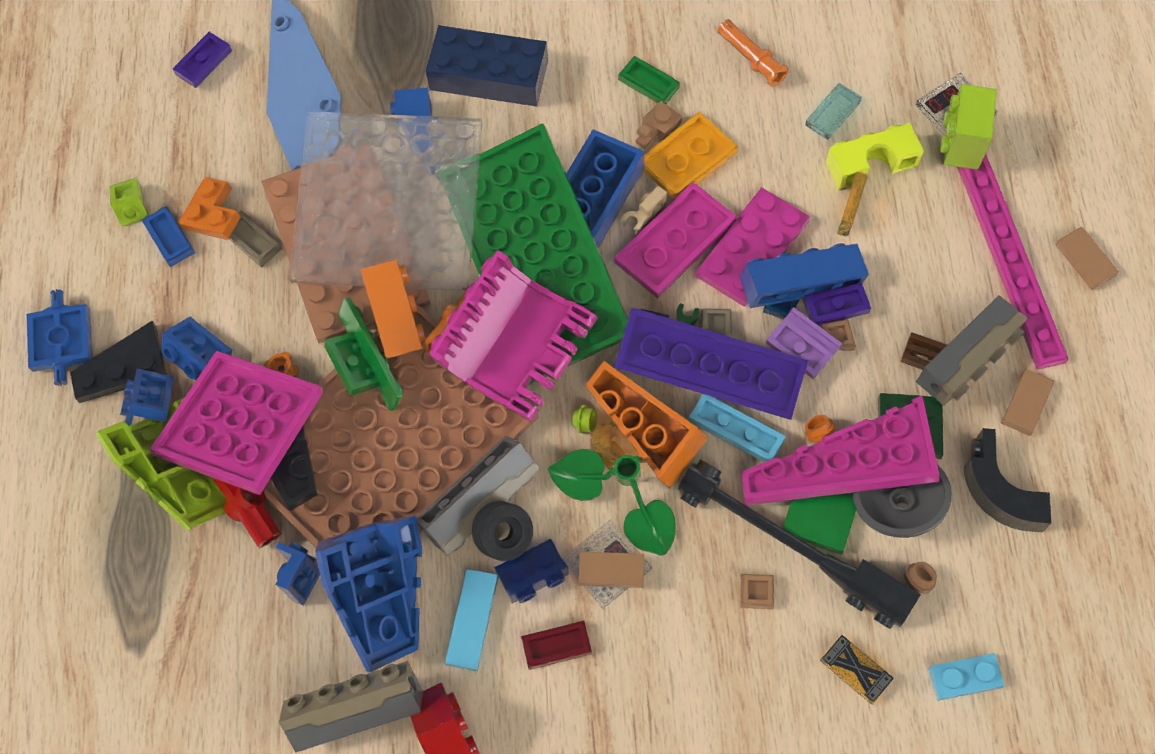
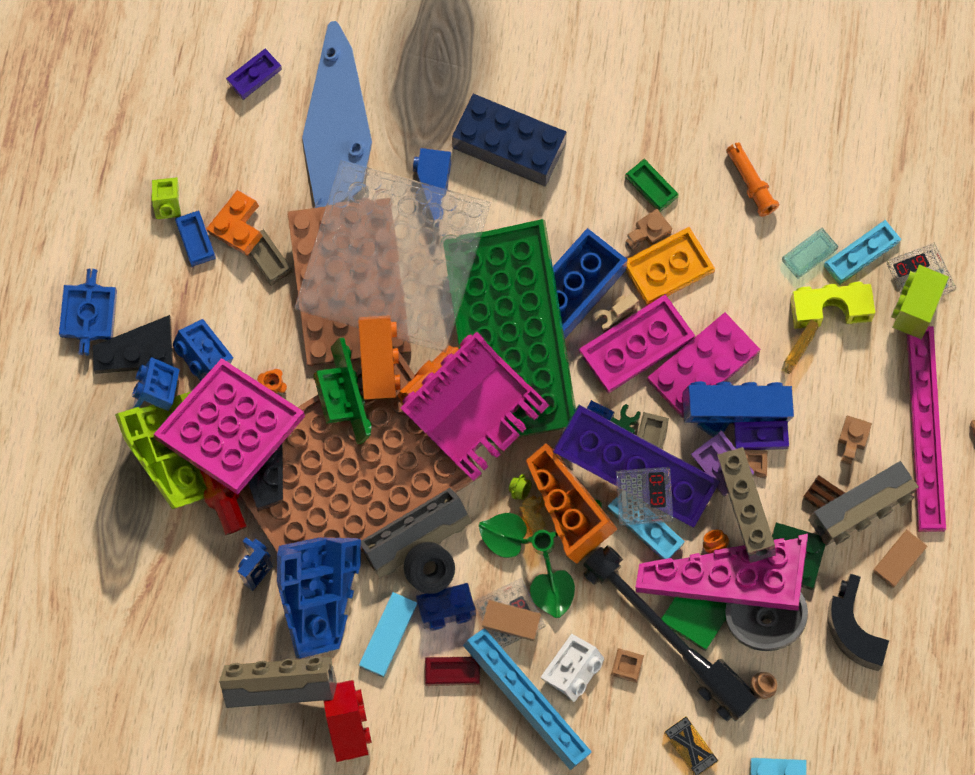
camera: 10 degrees right, 5 degrees up
(653, 657) = (527, 698): none -> dark azure plate
(696, 607) = (573, 667): none -> white bracket
(728, 394) = (644, 496): none -> tile
(847, 377) = (746, 505): none -> dark tan piece
(887, 99) = (862, 252): none -> medium azure tile
(938, 284) = (854, 436): none -> medium nougat plate

